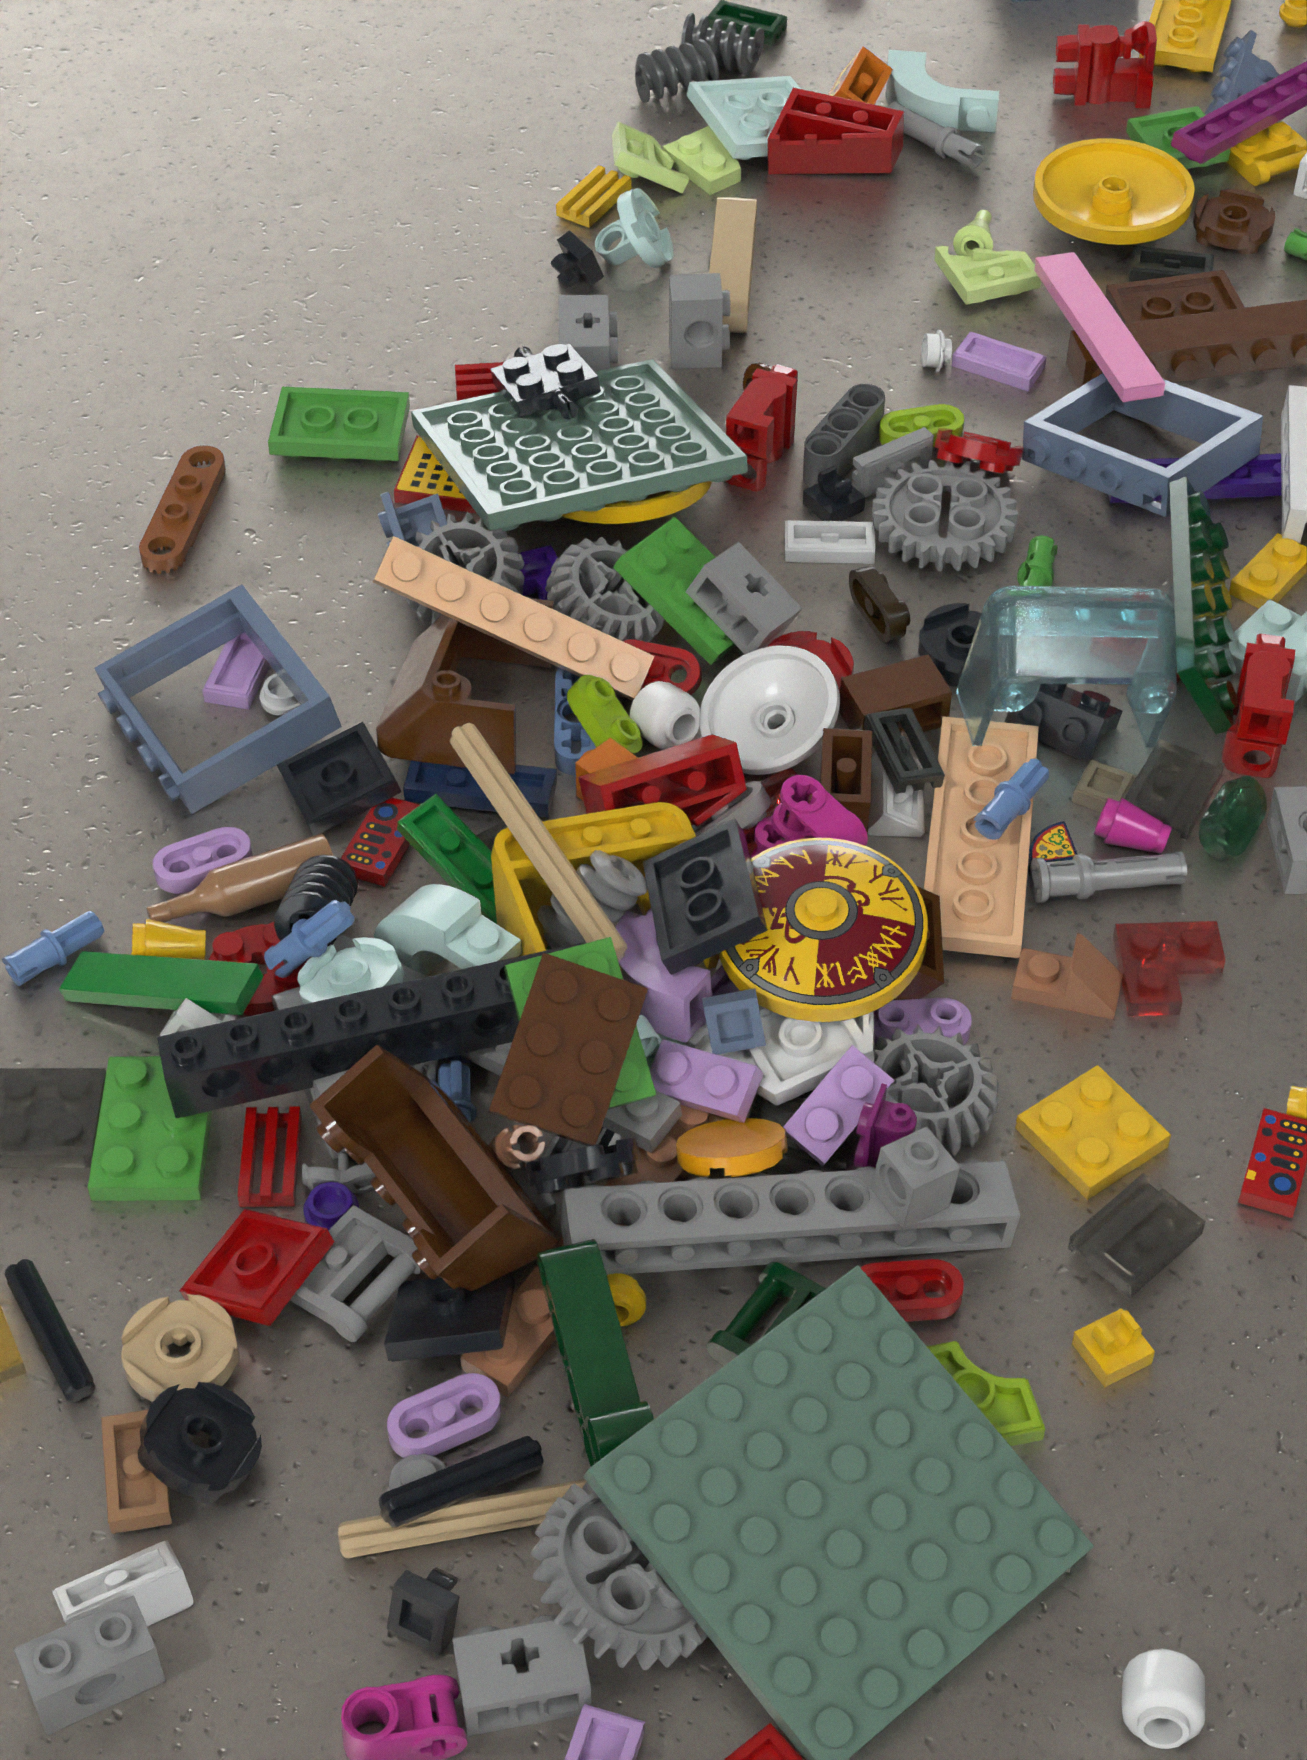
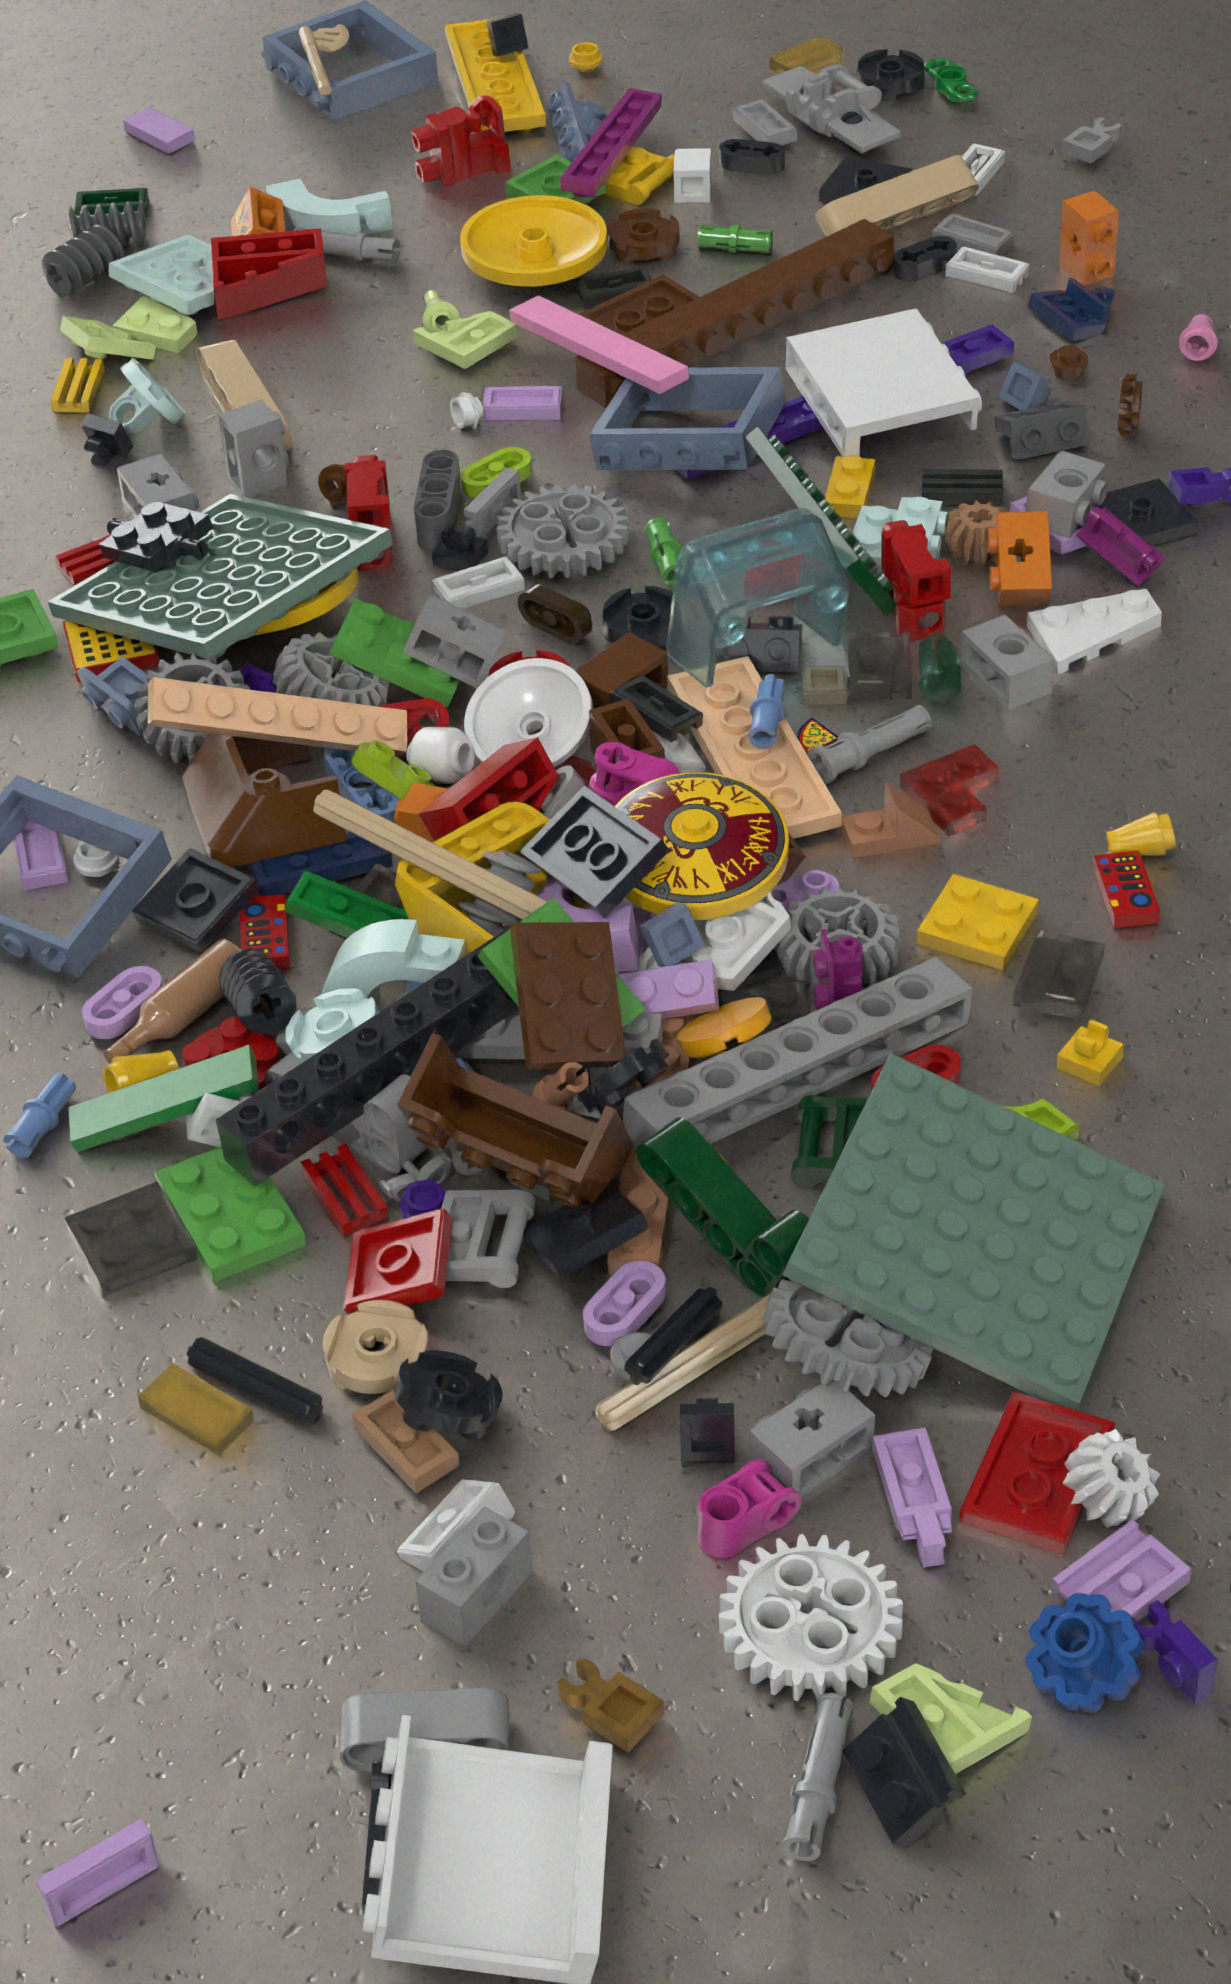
camera: 25 degrees left, 5 degrees down
(309, 938) = (279, 1009): medium blue axle -> none
(836, 1105) = (786, 966): lavender plate -> none
(915, 1177) = (887, 984): light grey brick -> none
(993, 453) = (571, 469): red plate -> none
(1131, 827) = (865, 702): dark pink cone -> none

